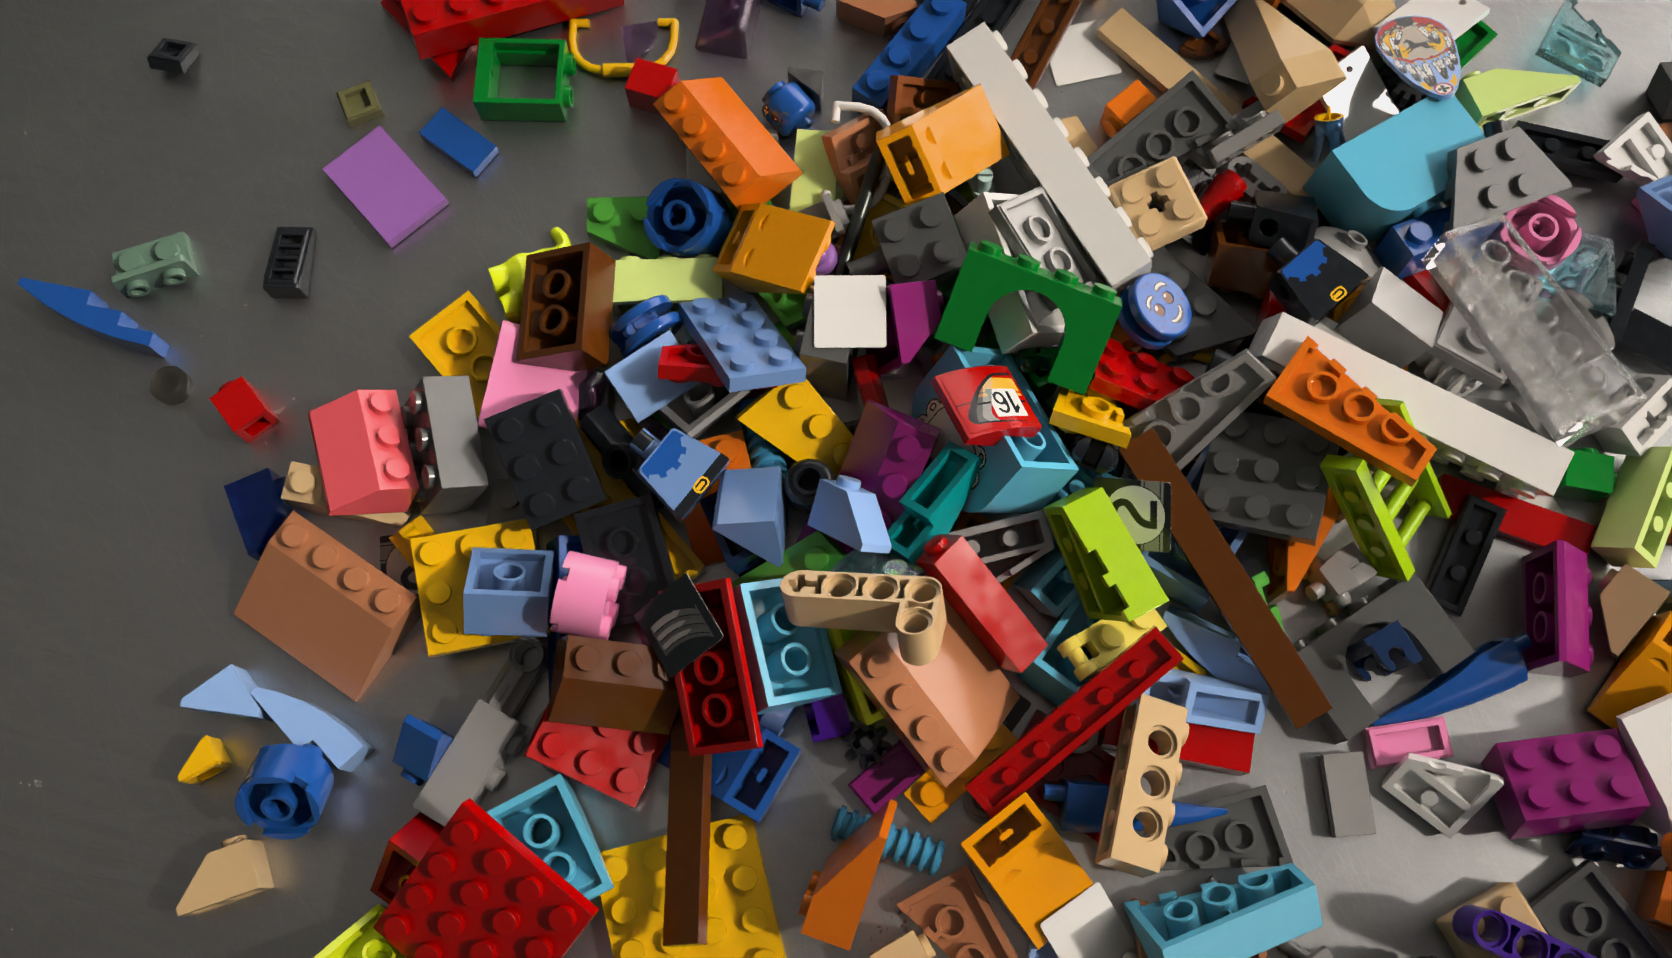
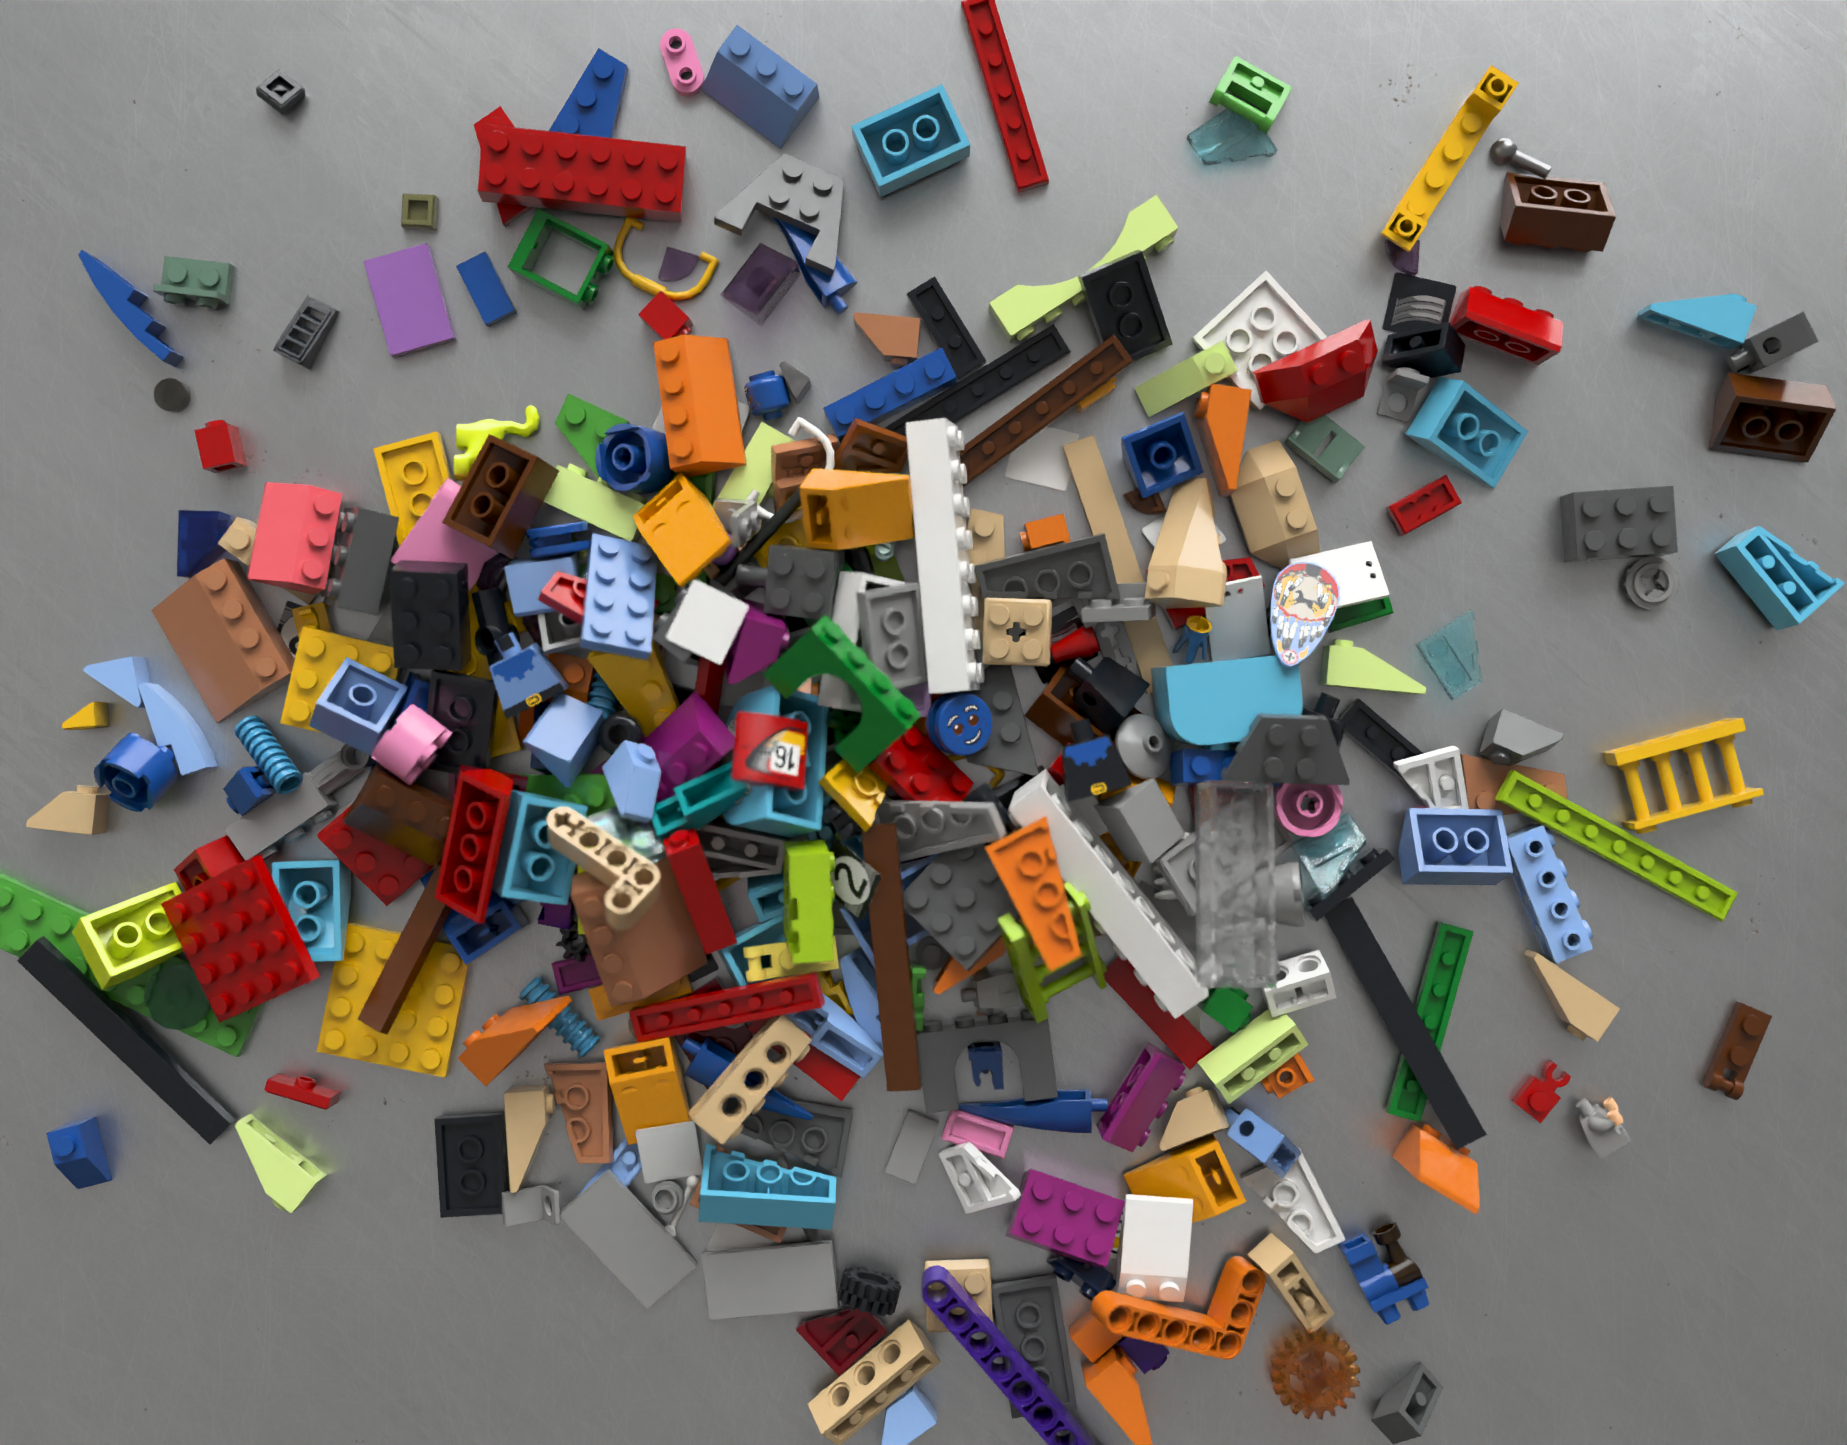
camera: 20 degrees right, 15 degrees up
(429, 699) = (268, 755): none -> dark azure piece
(678, 625) = (462, 805): black sticker -> none
(1464, 553) = (1099, 1020): black tile -> none

